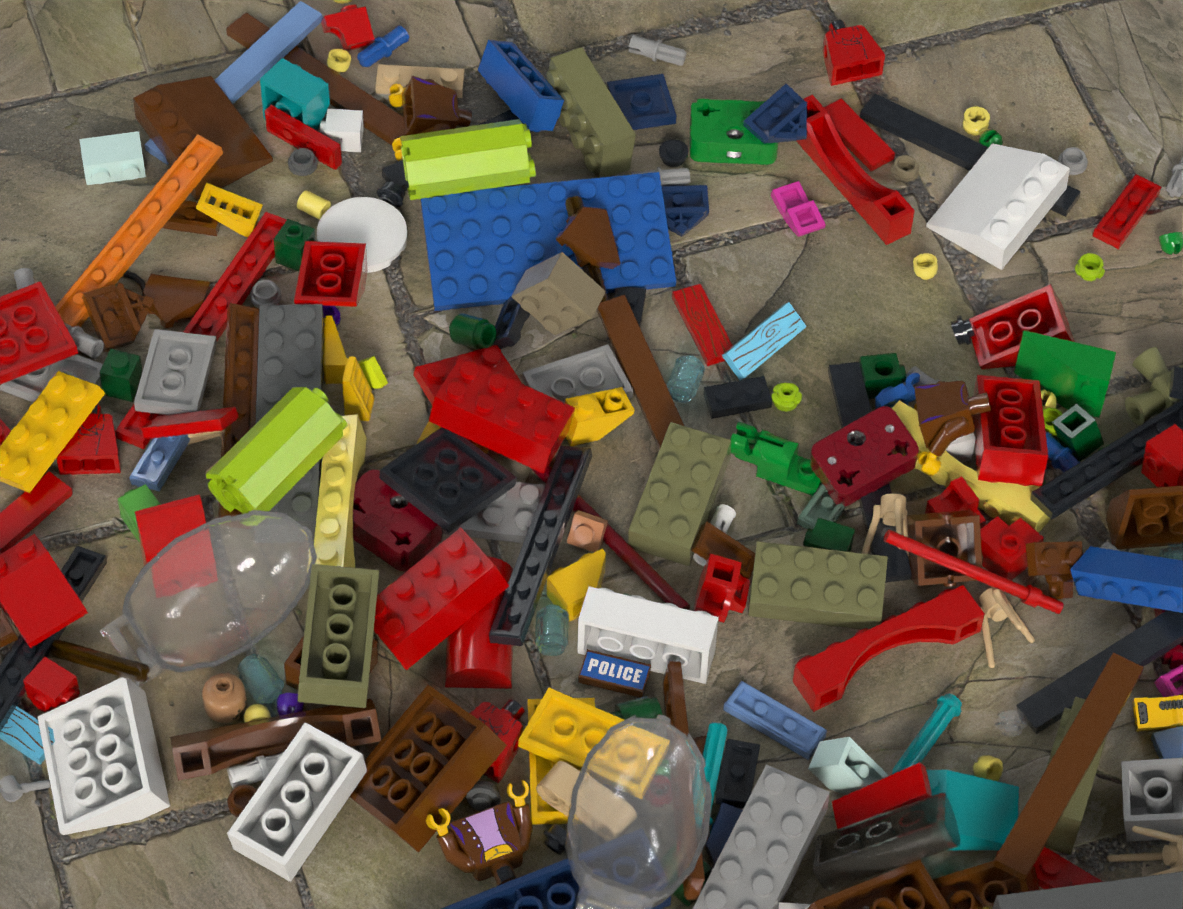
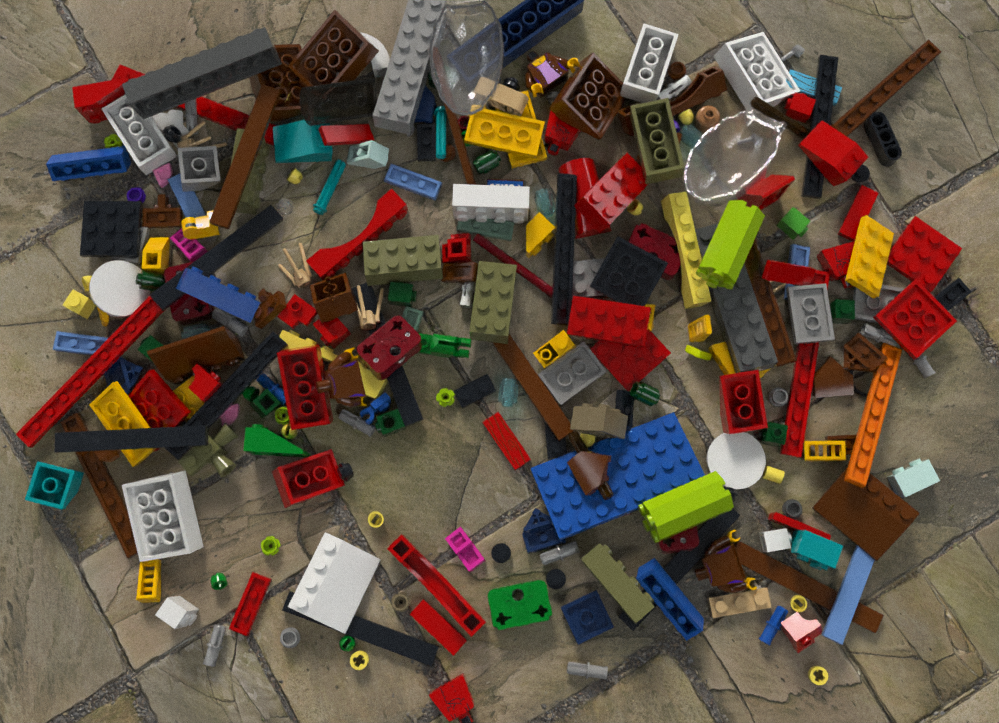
camera: 170 degrees right, 25 degrees up
(587, 531) = (541, 269): nougat plate -> none
(746, 195) = (501, 553): none -> black plate
(764, 341) = (466, 434): medium azure tile -> none
(779, 118) = (488, 607): dark blue slope -> none
(1028, 594) = (283, 285): red bar -> none

